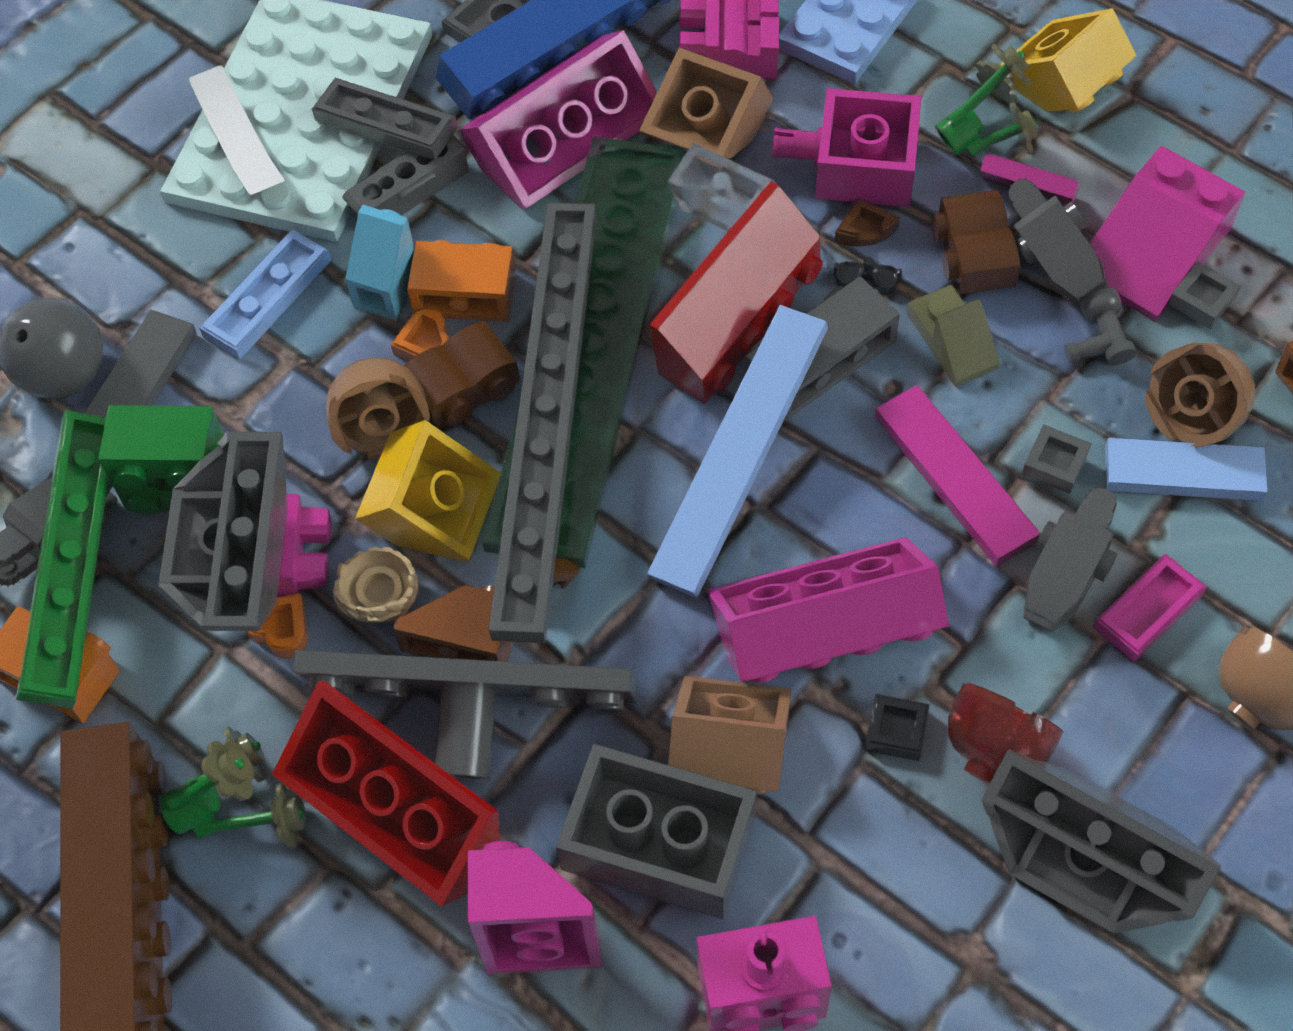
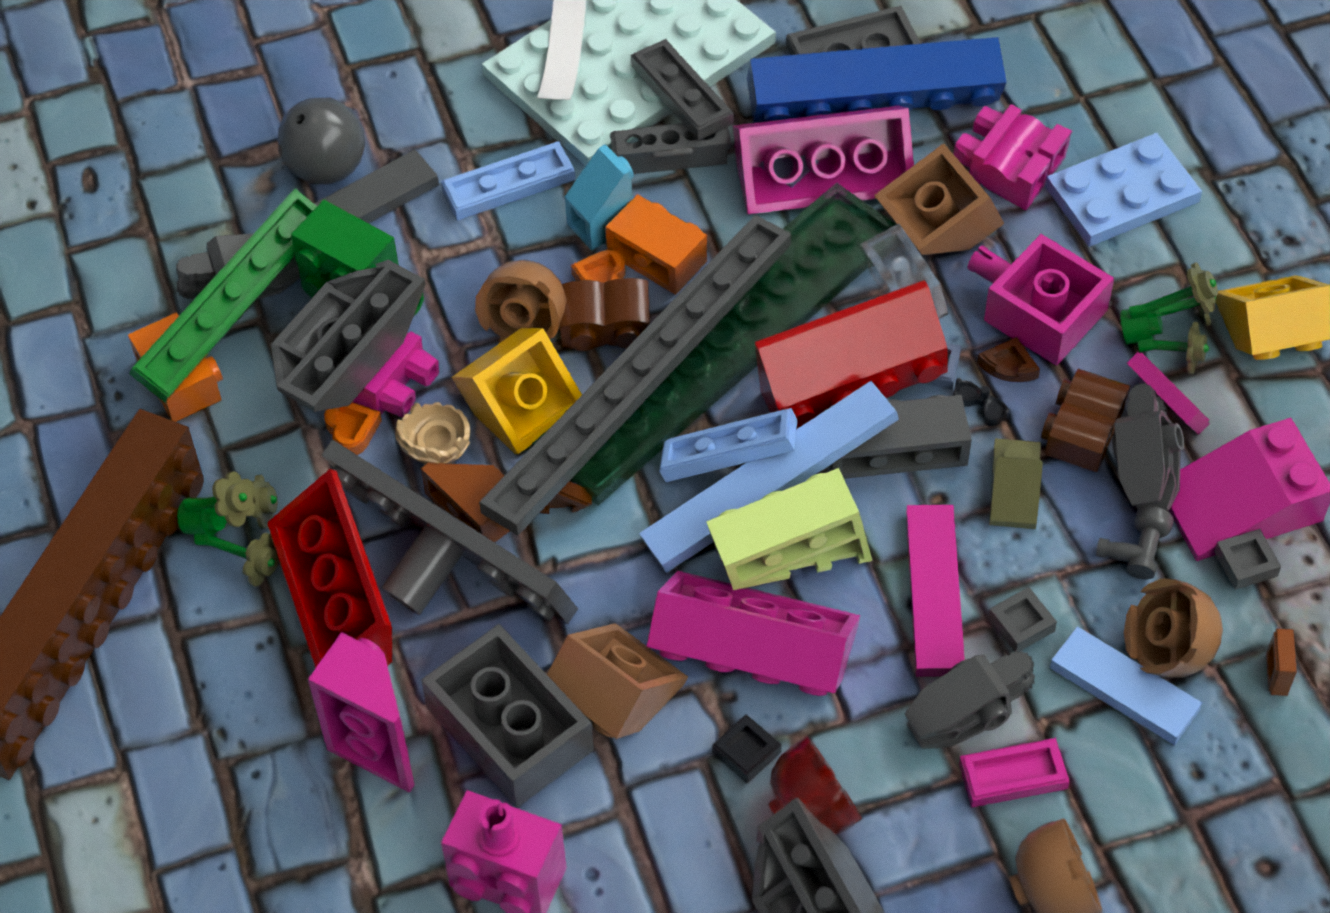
camera: 30 degrees right, 5 degrees down
(678, 440) = (728, 445): none -> light blue tile
(799, 490) = (790, 532): none -> yellowish green wedge

